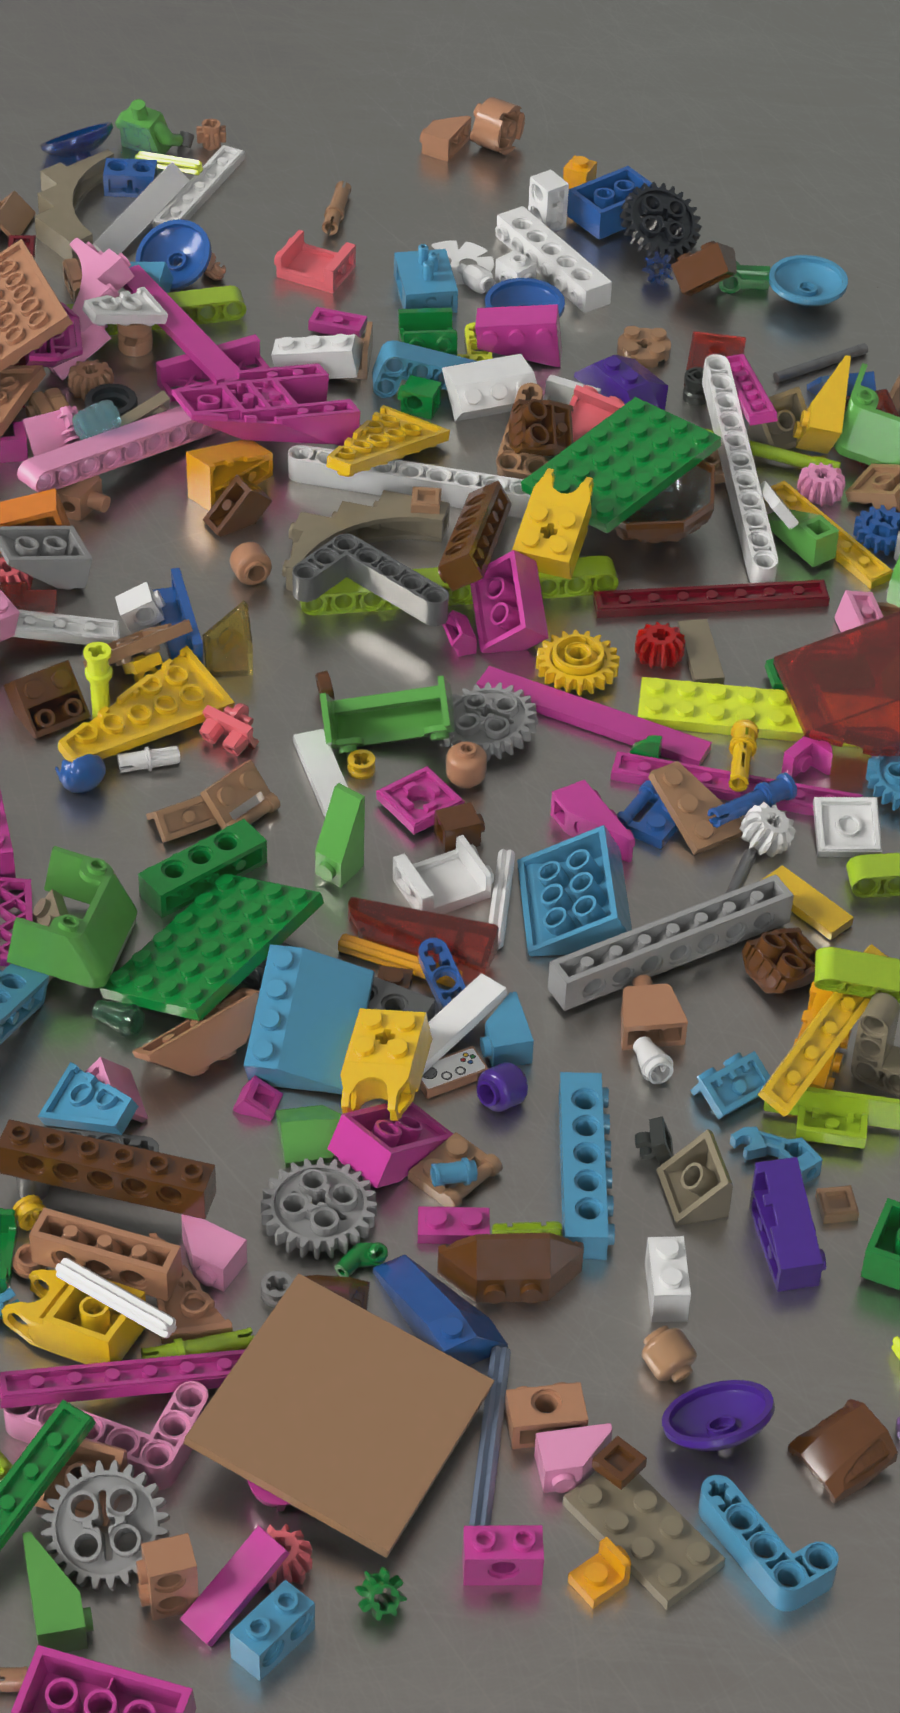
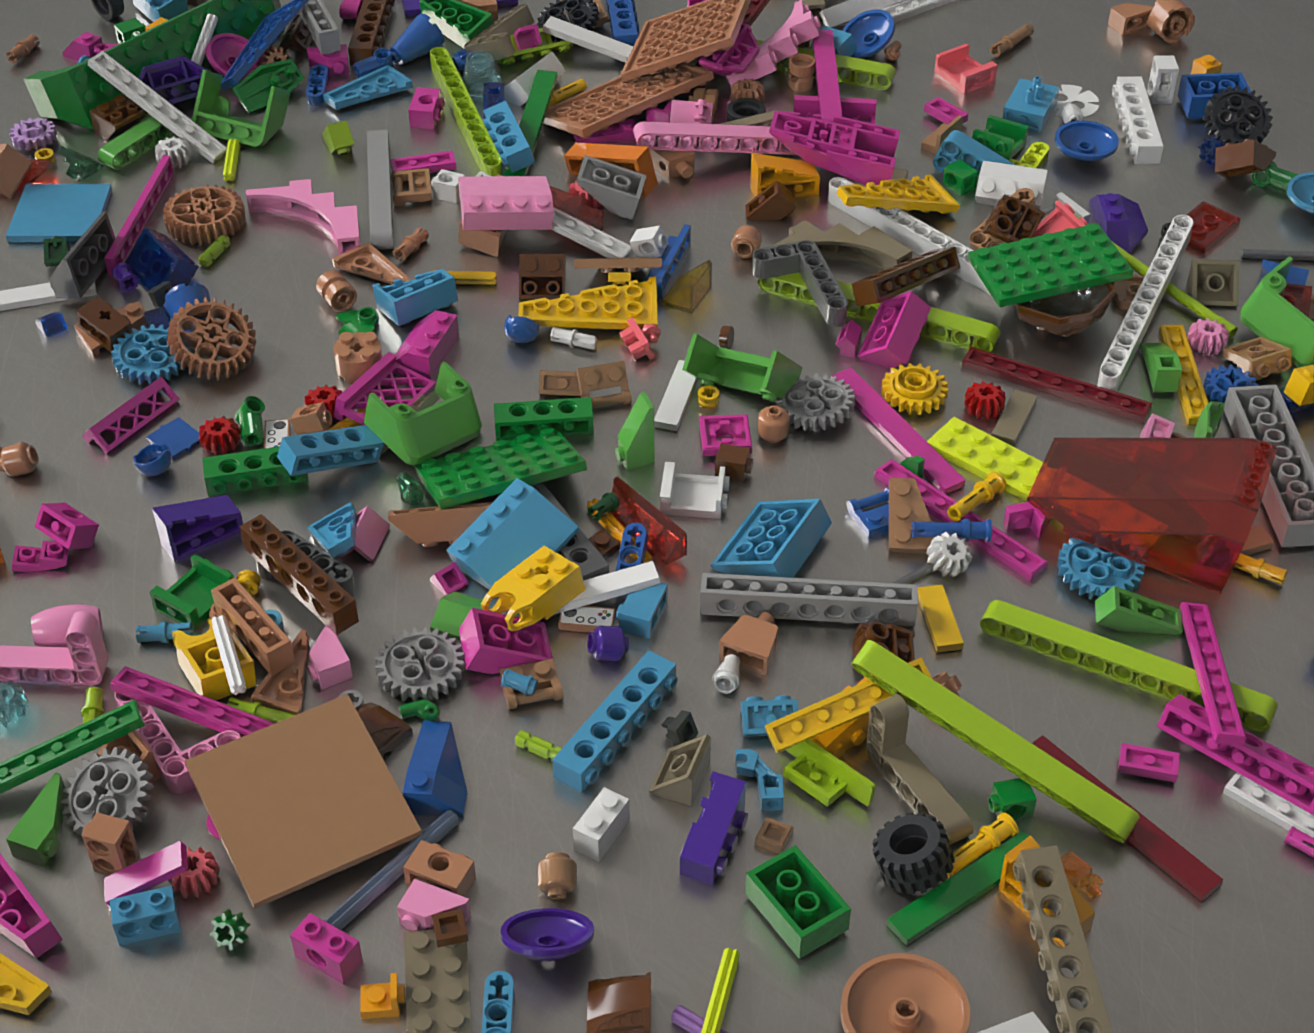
camera: 35 degrees right, 0 degrees up
(96, 419) = (714, 113): clear light blue gear -> none
(98, 674) = (569, 267): neon yellow pin -> none
(125, 309) = (797, 54): white wing -> none
(337, 354) = (915, 129): white slope -> none
(369, 932) = (608, 503): none -> dark green pin
(426, 500) = (895, 242): medium nougat tile -> none
(451, 1224) = (498, 718): dark pink plate -> none
(502, 892) = (722, 522): white axle -> none
(510, 1266) = (507, 764): reddish brown wedge -> none
(514, 266) = (1101, 114): white brick -> none
(521, 330) = (1065, 158): dark pink wedge -> none
(555, 526) = (960, 287): yellow brick -> none
(581, 809) = (828, 485): dark pink slope -> none
(644, 345) = (1157, 199): medium nougat plate -> none
(751, 394) = (1196, 249): dark pink tile -> none
(778, 505) = (1151, 335): white tile -> none
(823, 420) = (1241, 282): yellow slope -> none
(847, 826) = (1015, 578): white tile -> none

